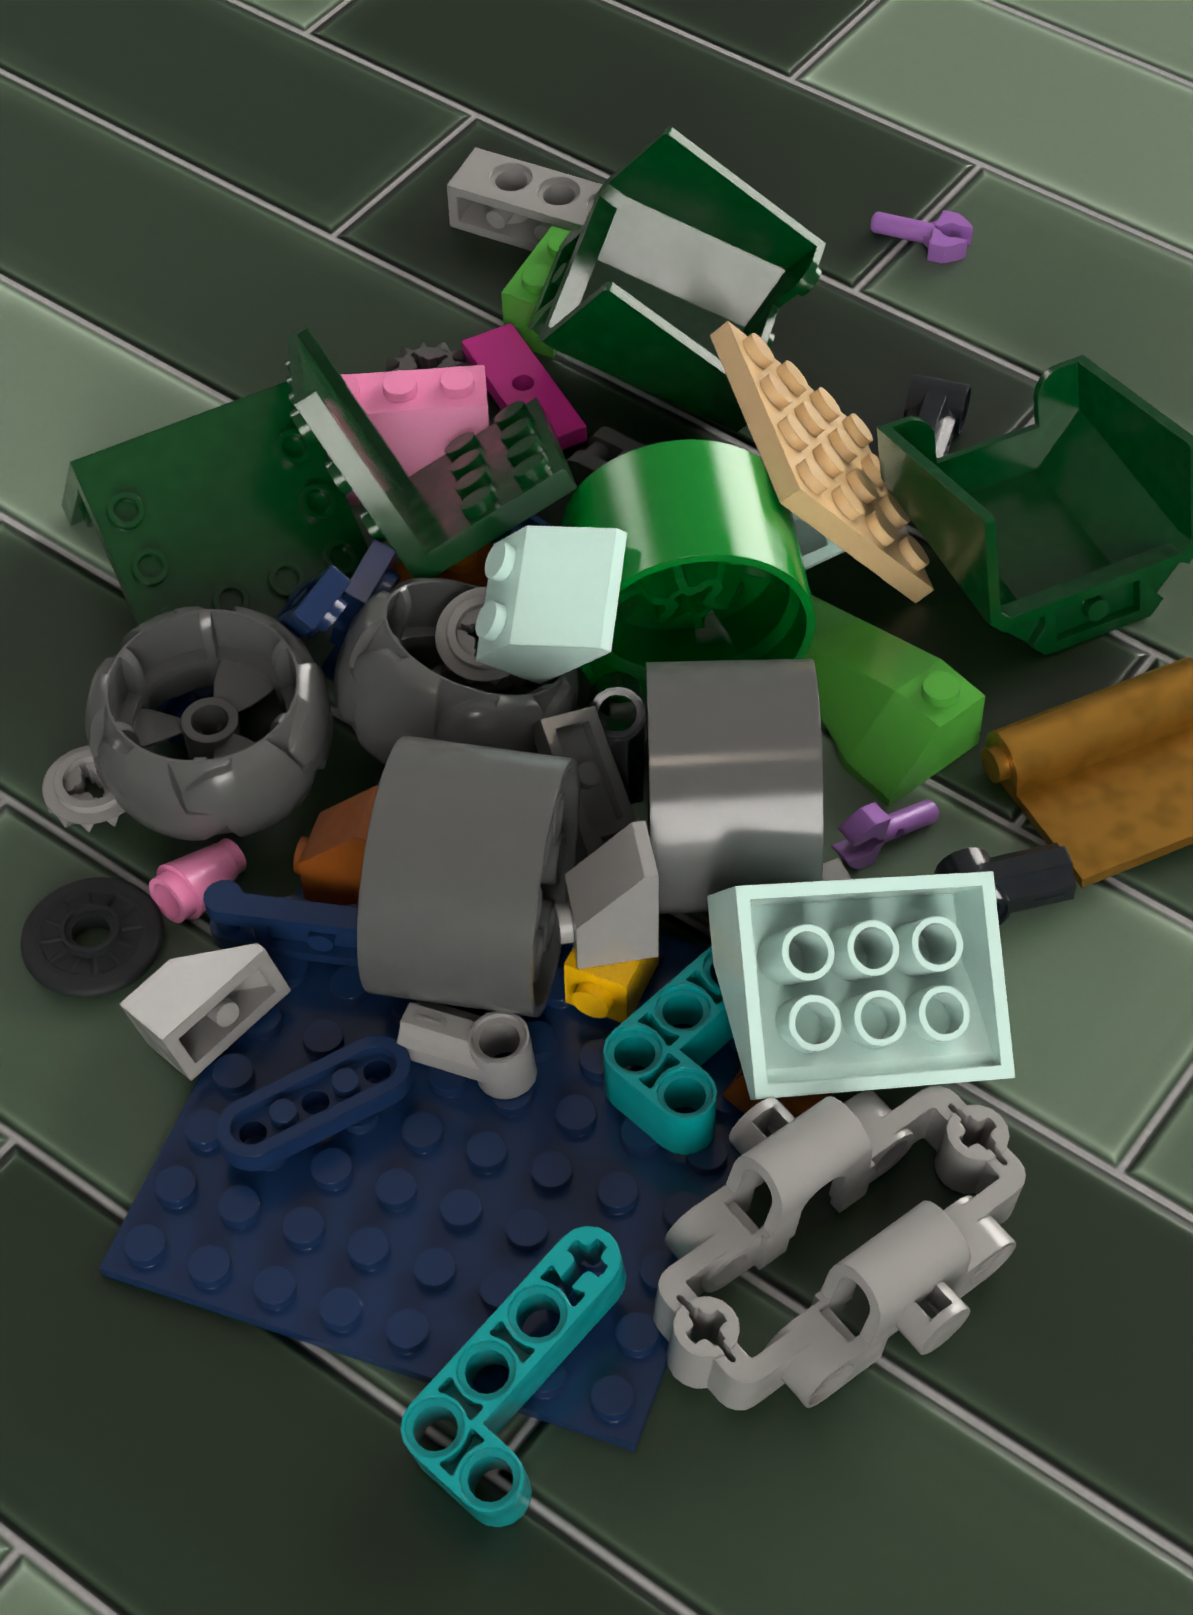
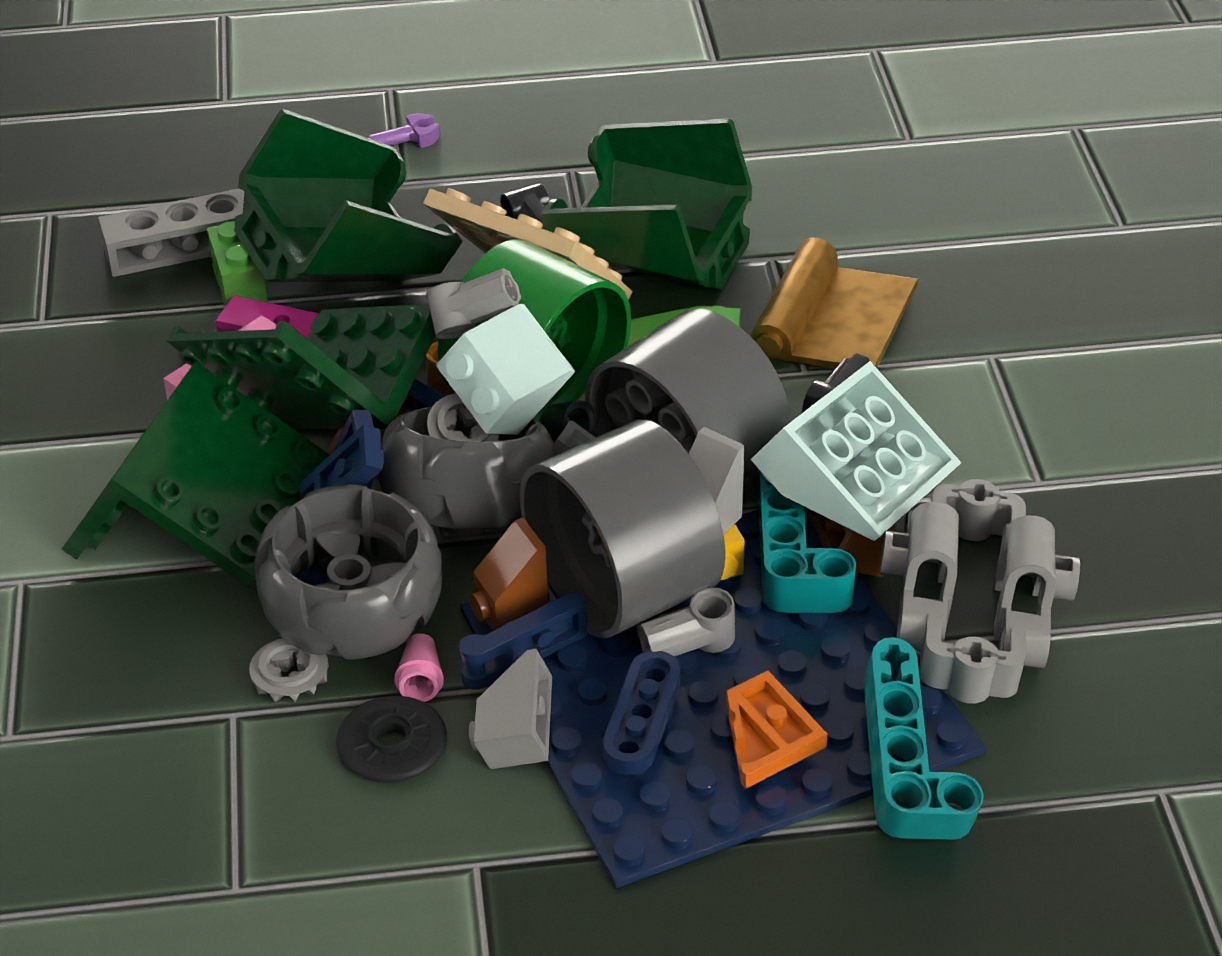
camera: 45 degrees left, 10 degrees down
(410, 1229) = (769, 728): none -> orange wing
(582, 492) = (461, 305): none -> light grey piece

